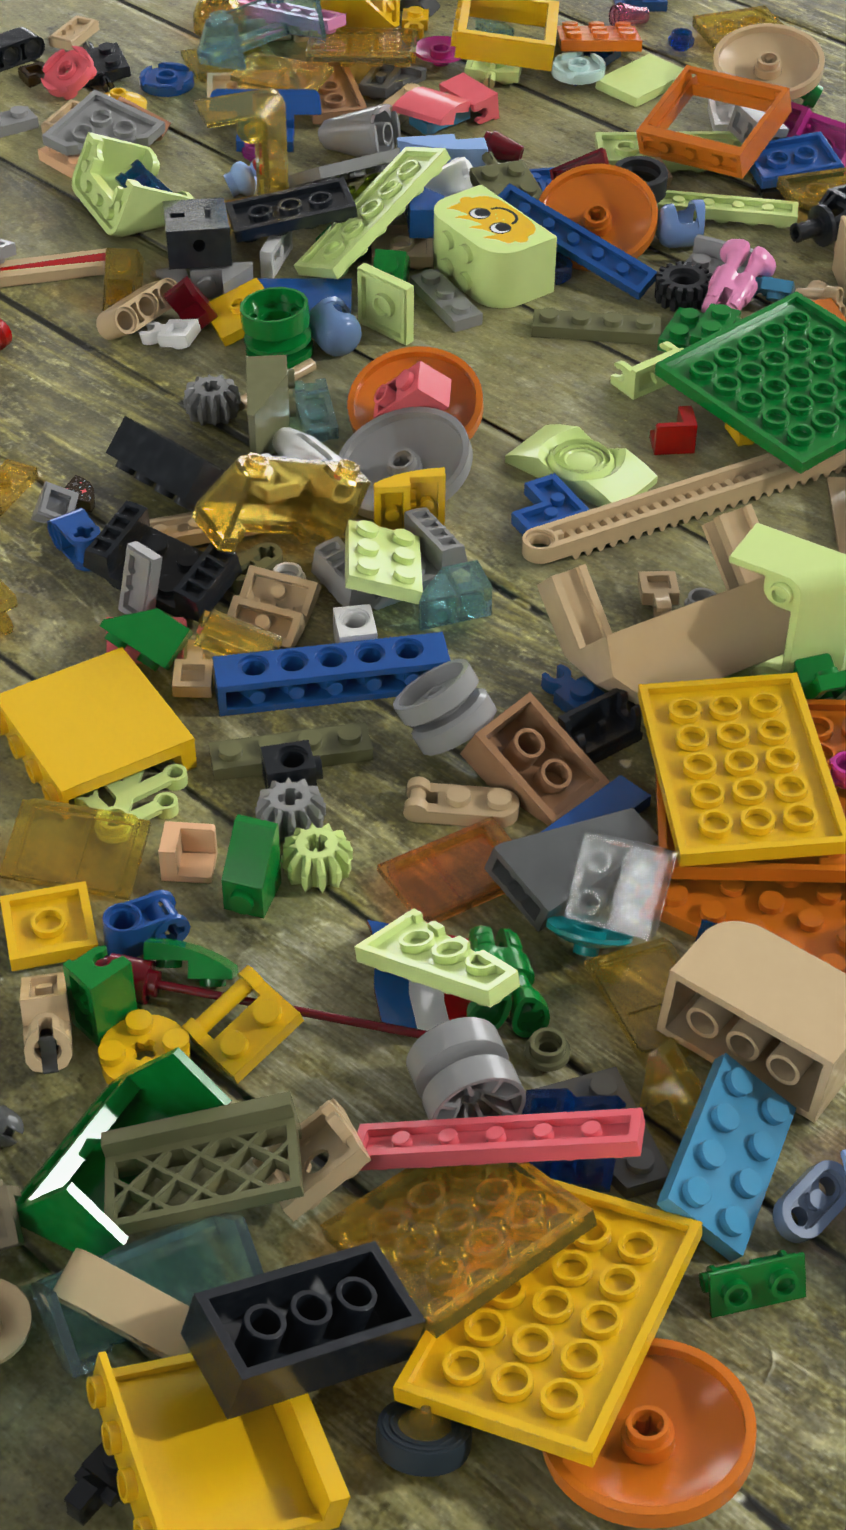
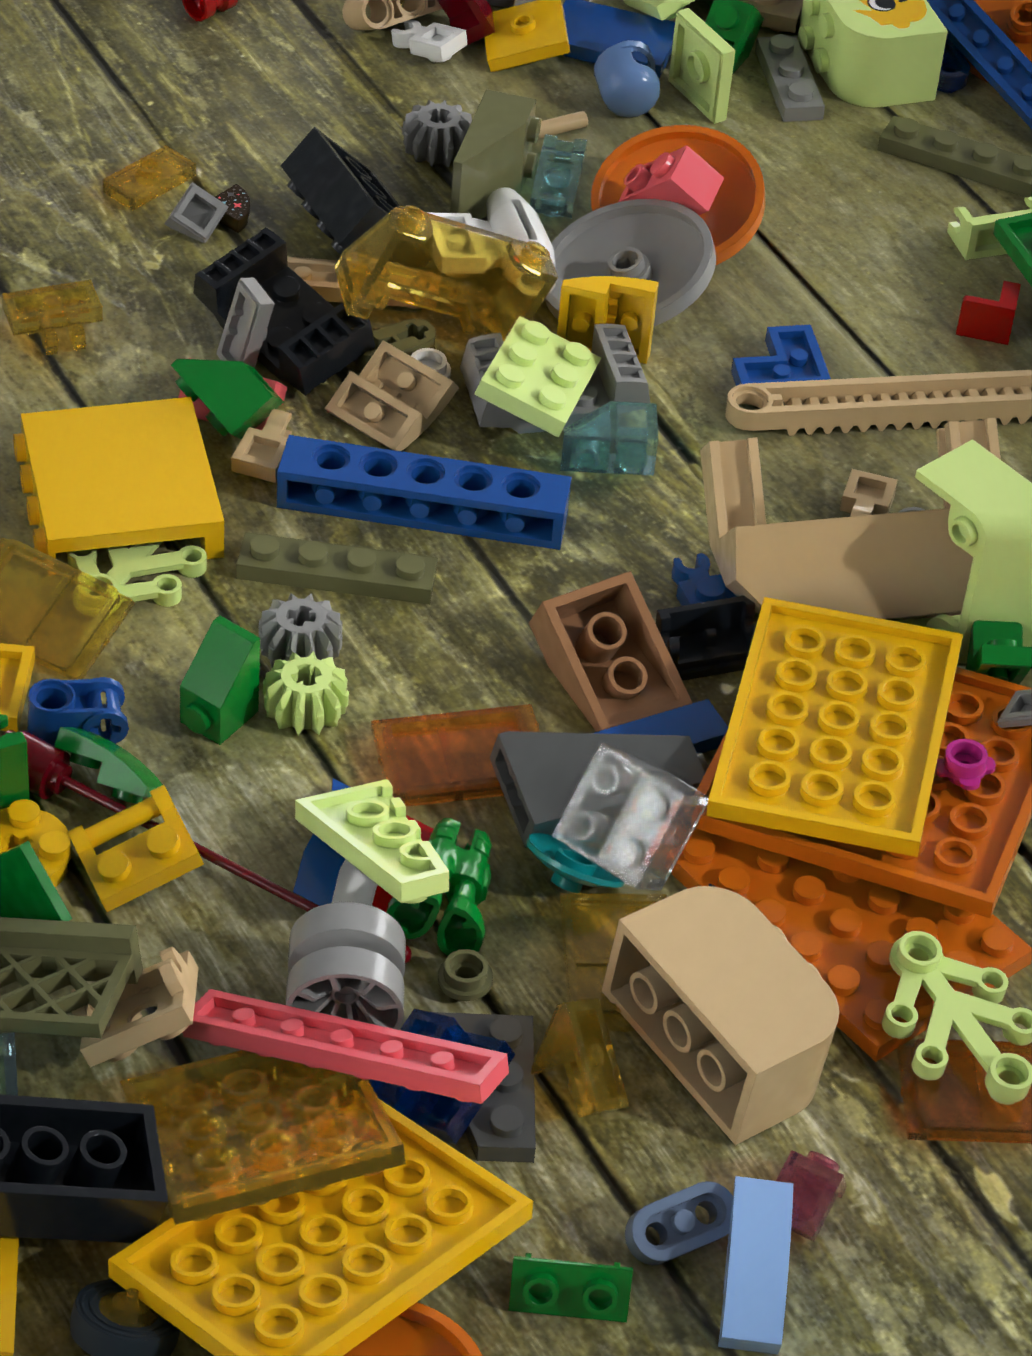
camera: 15 degrees right, 0 degrees up
(73, 535) = (198, 249): blue piece -> none
(188, 852) = (161, 646): light nougat panel -> none
(230, 635) = (322, 418): clear yellow panel -> none
(277, 324) = (554, 62): green wheel -> none
(291, 761) = (326, 579): black brick -> none
(354, 623) = (475, 440): white brick -> none
(445, 707) = (527, 562): light grey wheel -> none
(458, 803) = (502, 680): tan plate -> none
(584, 465) = (855, 324): yellowish green slope -> none
(727, 1156) = (606, 1145): dark azure plate -> none

